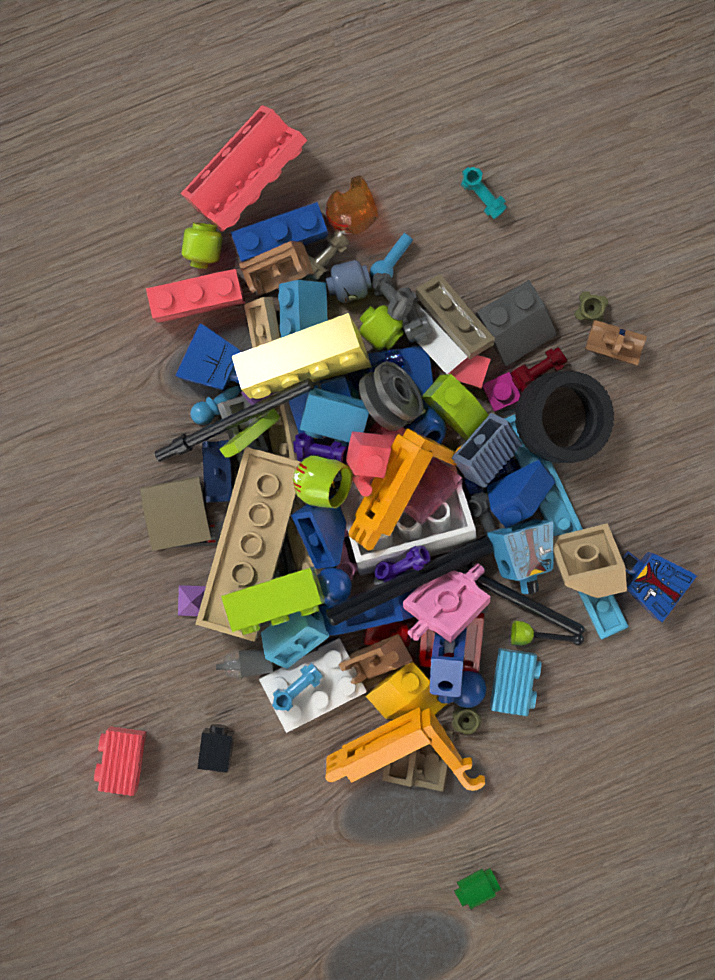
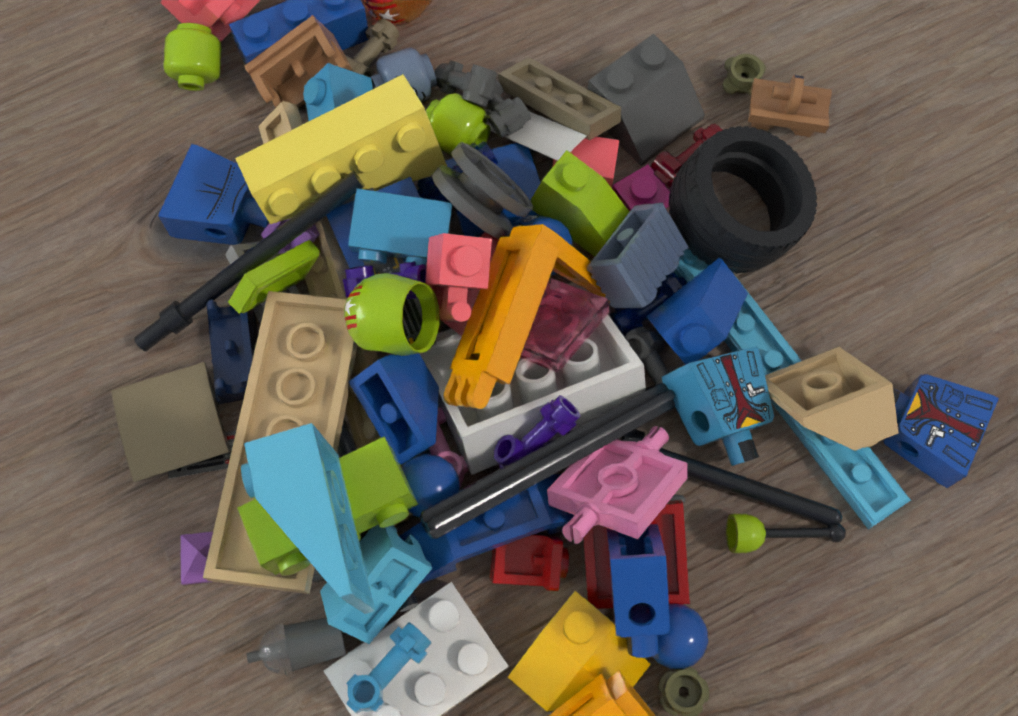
camera: 10 degrees left, 20 degrees down
(195, 295) = (186, 114): coral brick -> none
(203, 412) = (205, 267): dark azure bar -> none
(265, 615) = (305, 493): none -> medium azure slope
(377, 659) = (518, 601): medium nougat hinge -> none
(393, 256) = (463, 42): dark azure bar -> none
(514, 682) = (751, 612): medium azure brick -> none

